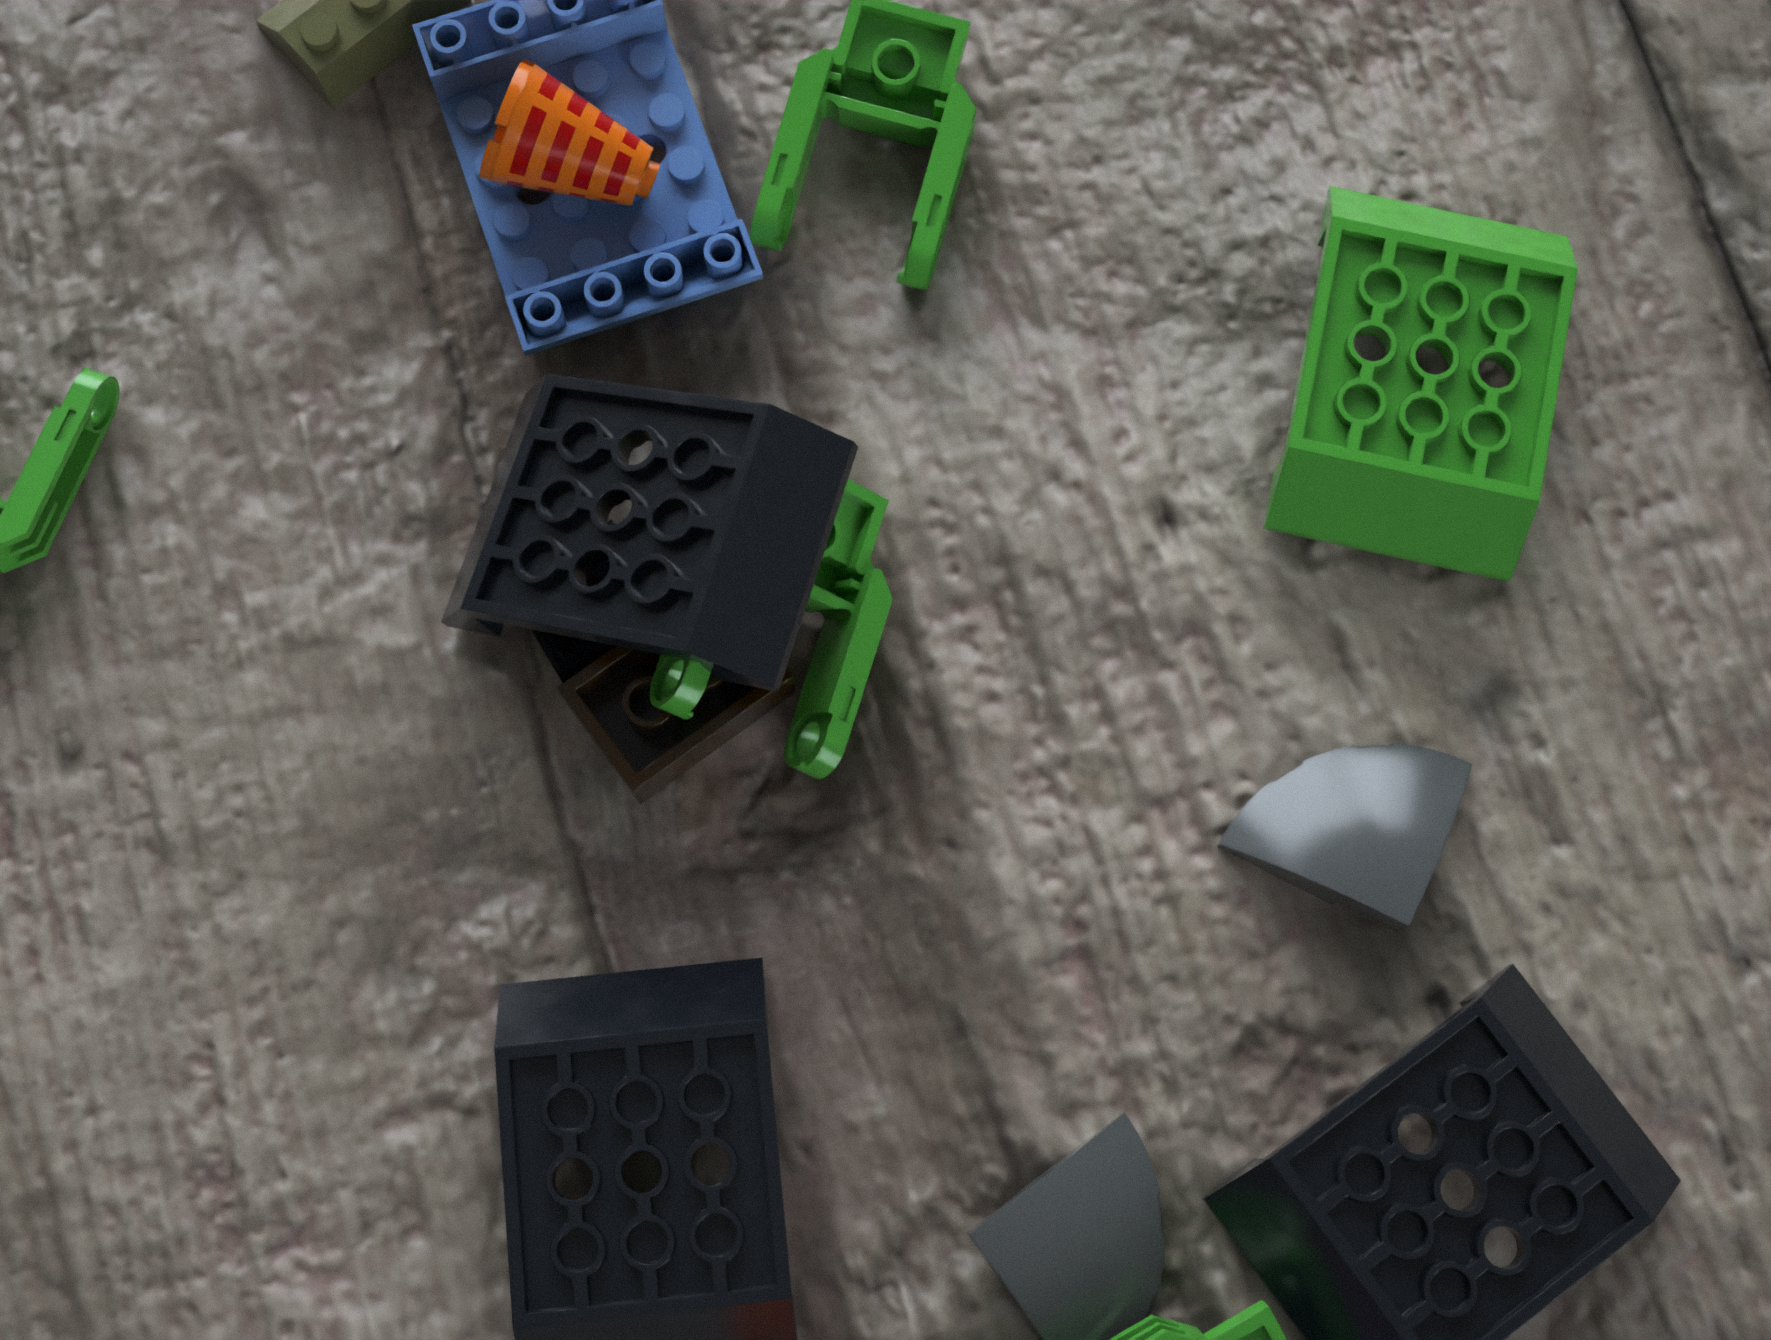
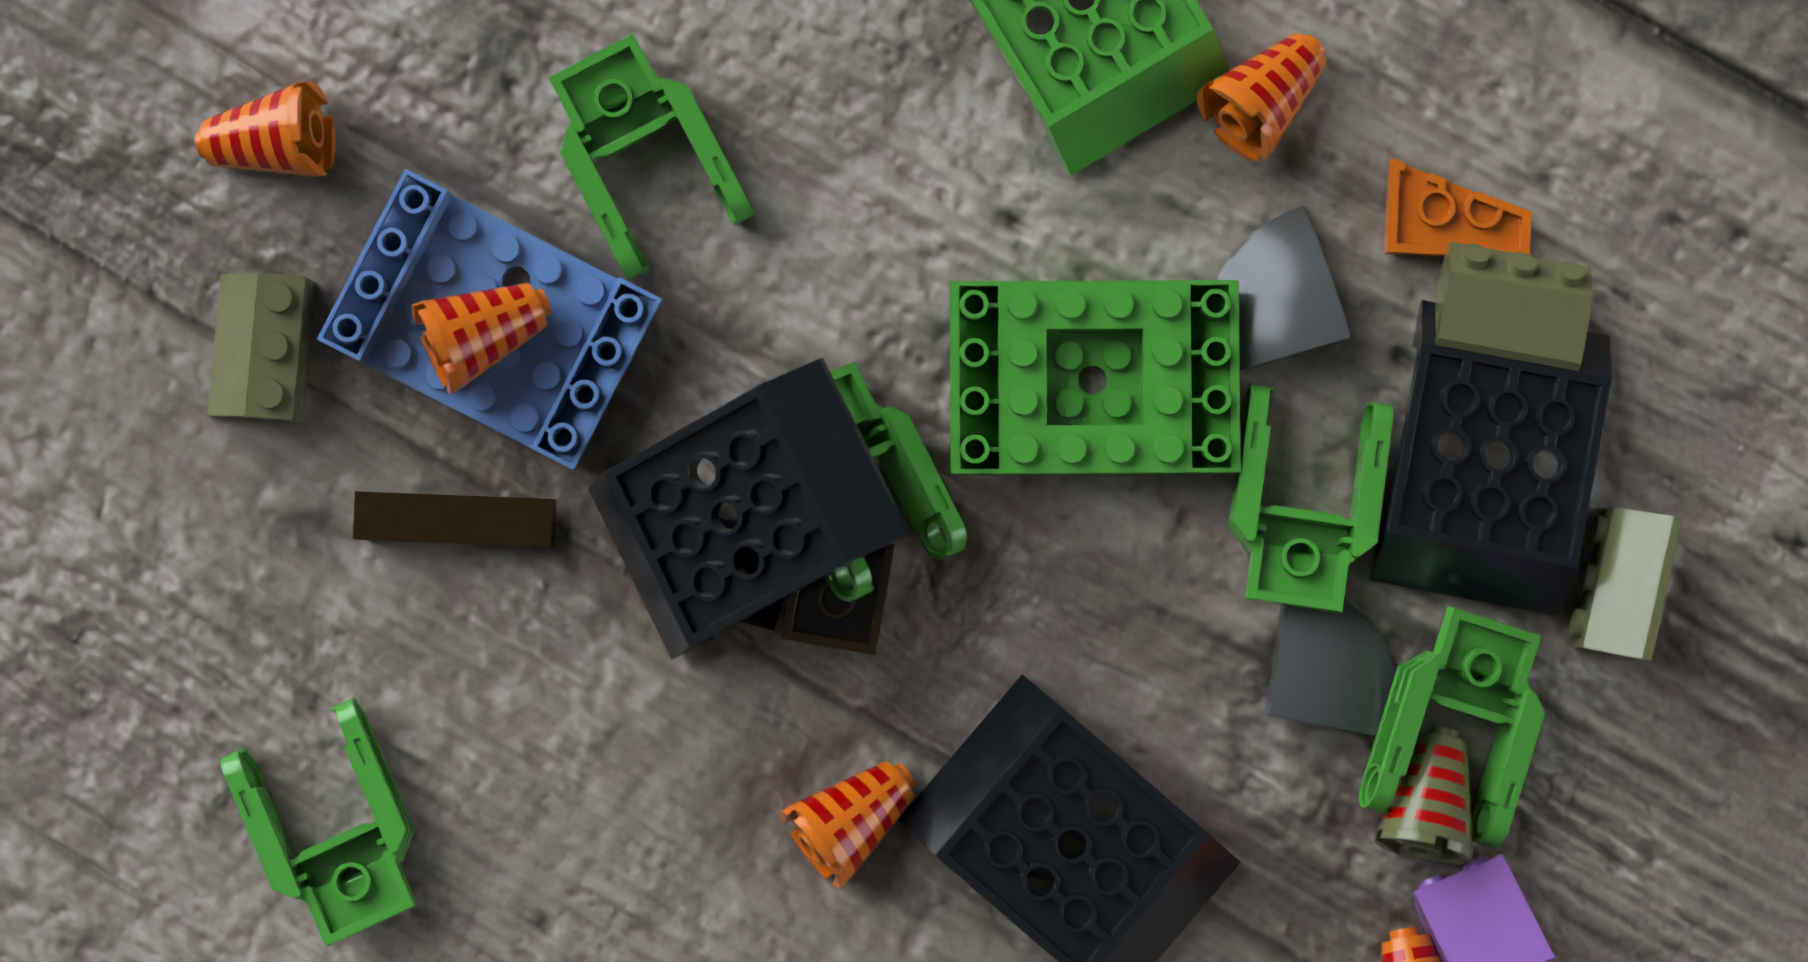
camera: 40 degrees left, 10 degrees up
(373, 305) = (454, 519): none -> dark brown slope
(454, 935) = (850, 819): none -> orange cone
(1077, 641) = (1165, 365): none -> bright green slope
(1159, 1102) = (1301, 553): none -> bright green plate
(1527, 615) = (1263, 95): none -> orange cone
(1608, 909) = (1430, 212): none -> orange wing
(1610, 1052) = (1513, 305): none -> olive slope

